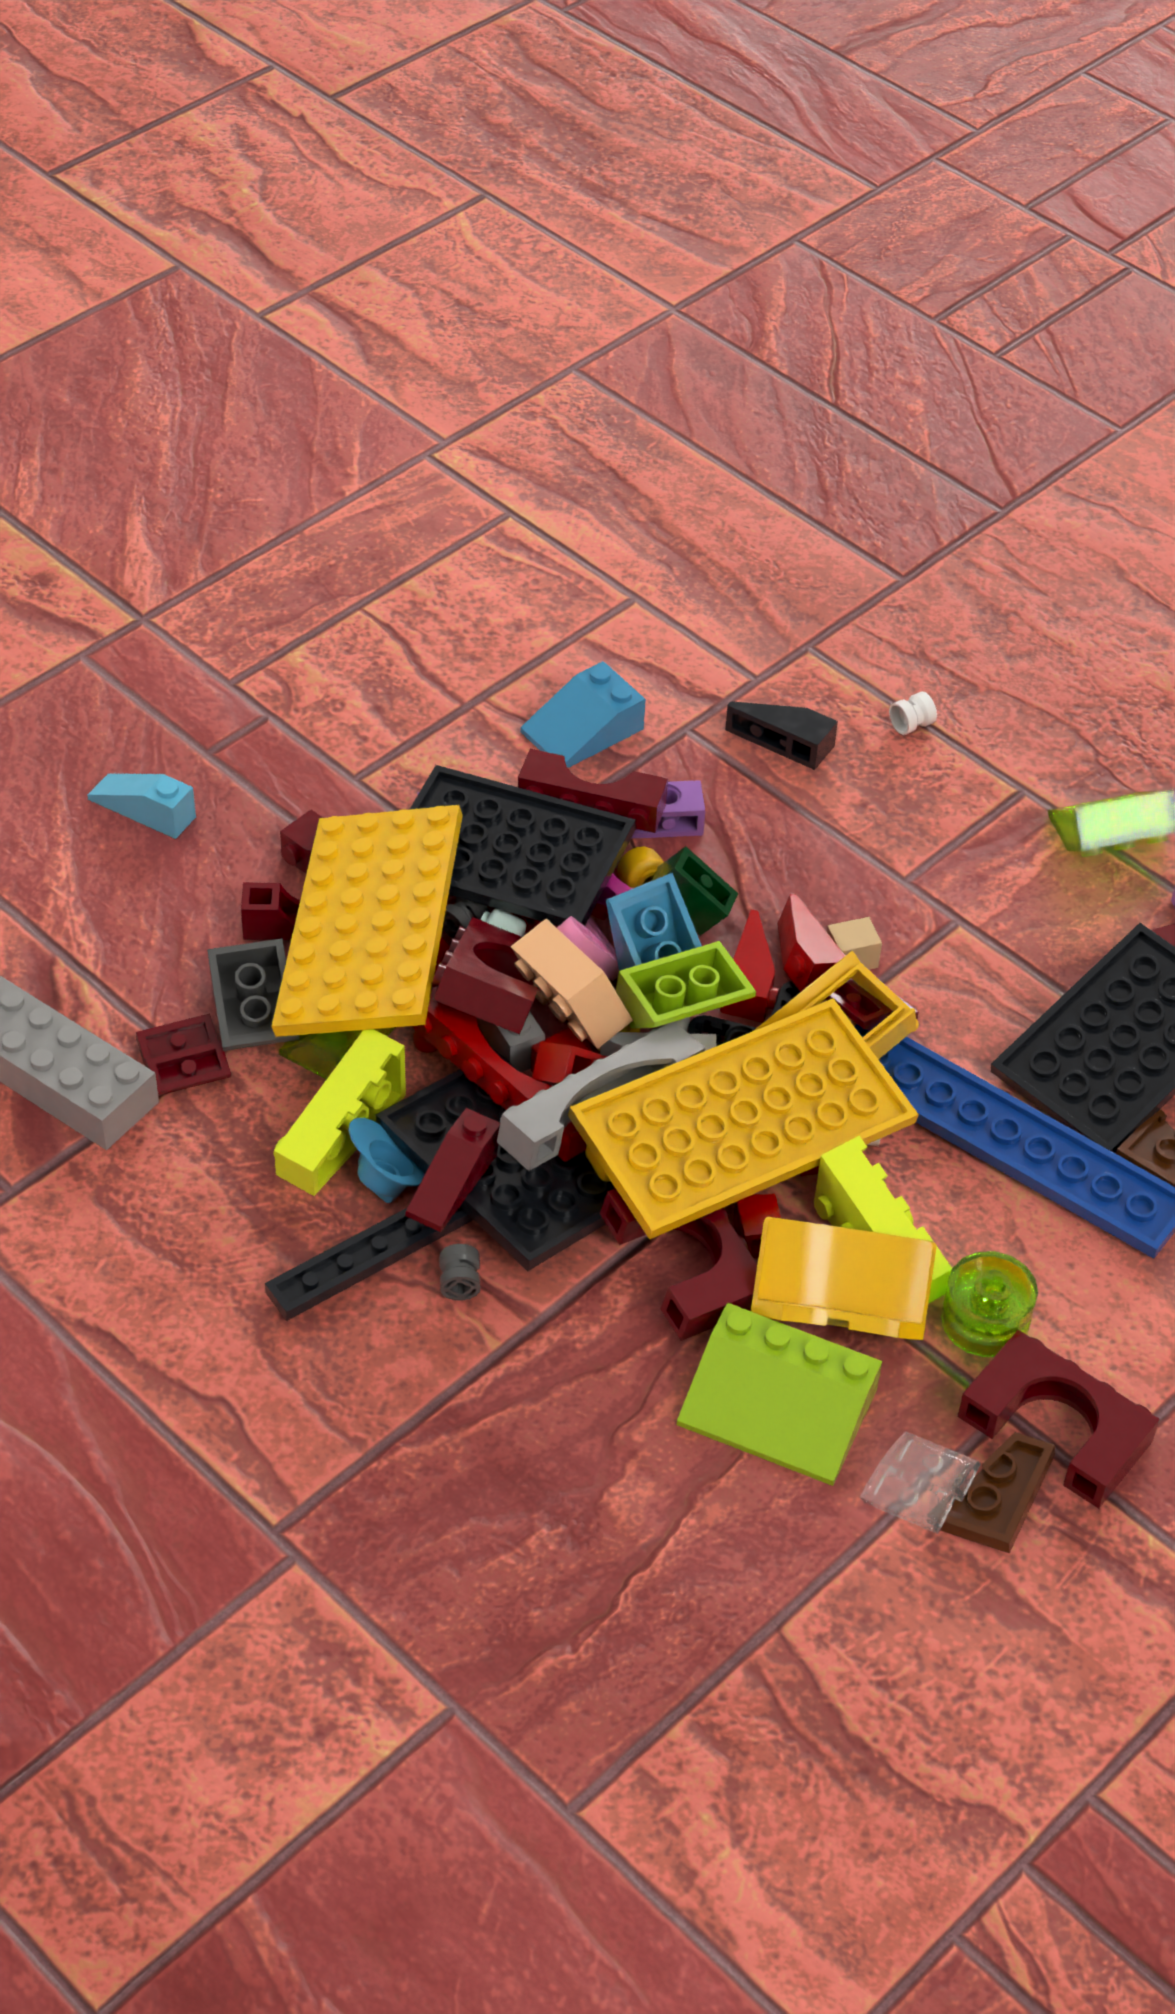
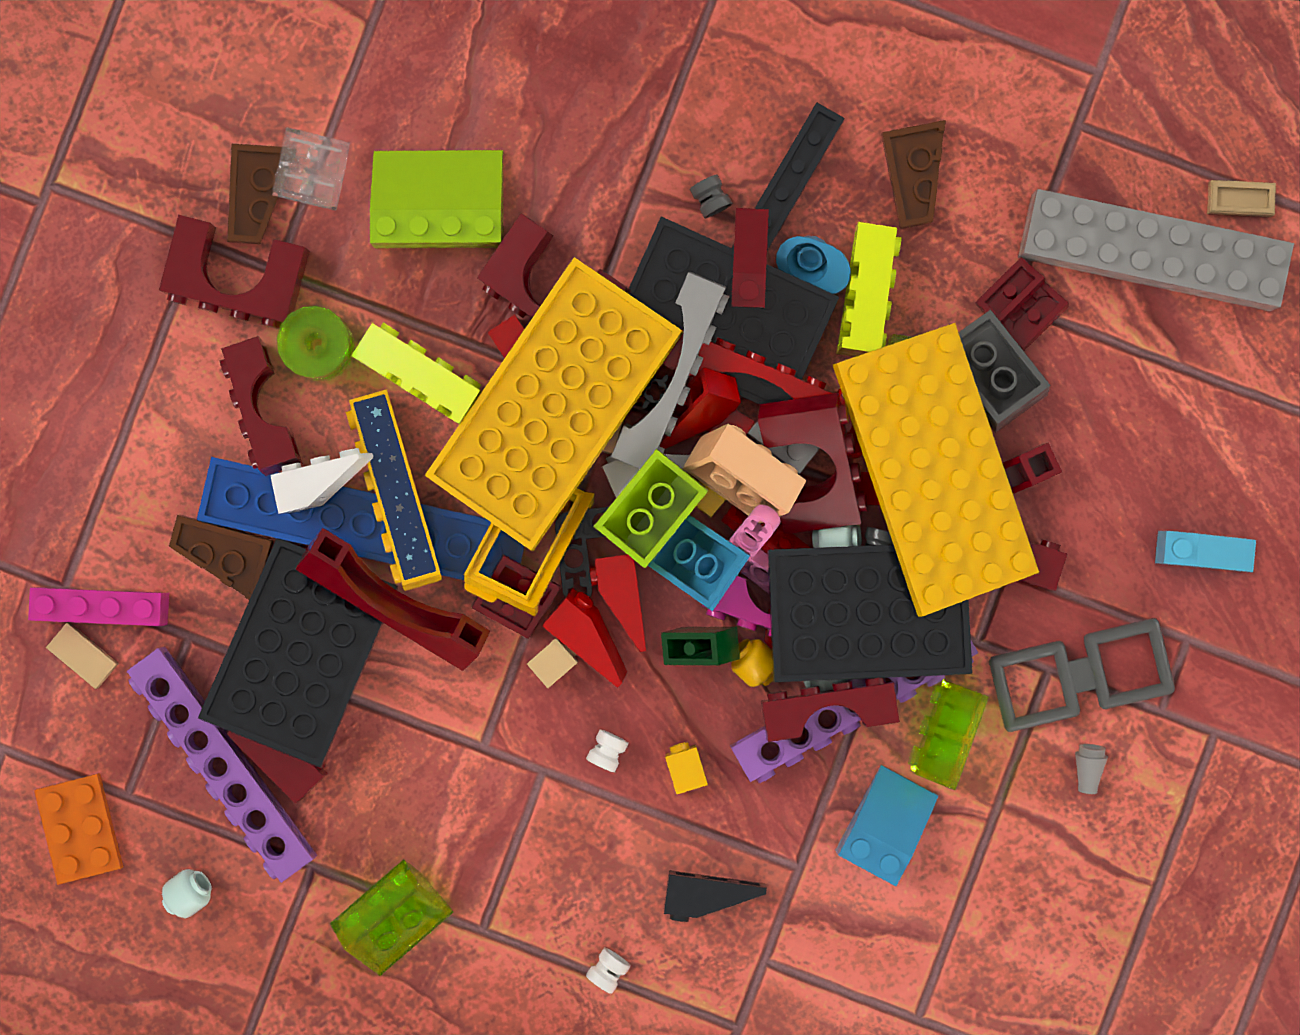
camera: 160 degrees right, 40 degrees up
(219, 1213) = (913, 169): none -> reddish brown wing
(326, 760) = (1082, 675): none -> dark grey bar
(361, 695) = (1090, 767): none -> light grey cone
(487, 740) = (947, 734): none -> clear neon green slope
(758, 822) = (685, 767): none -> yellow brick
(833, 861) = (606, 752): none -> white wheel
(843, 1278) = (427, 306): yellow panel -> none
(956, 1132) = (395, 491): none -> dark blue brick
(1004, 1034) = (340, 570): none -> dark red arch
(1042, 1158) = (313, 485): none -> white slope
(1079, 1312) = (249, 368): none -> dark red arch

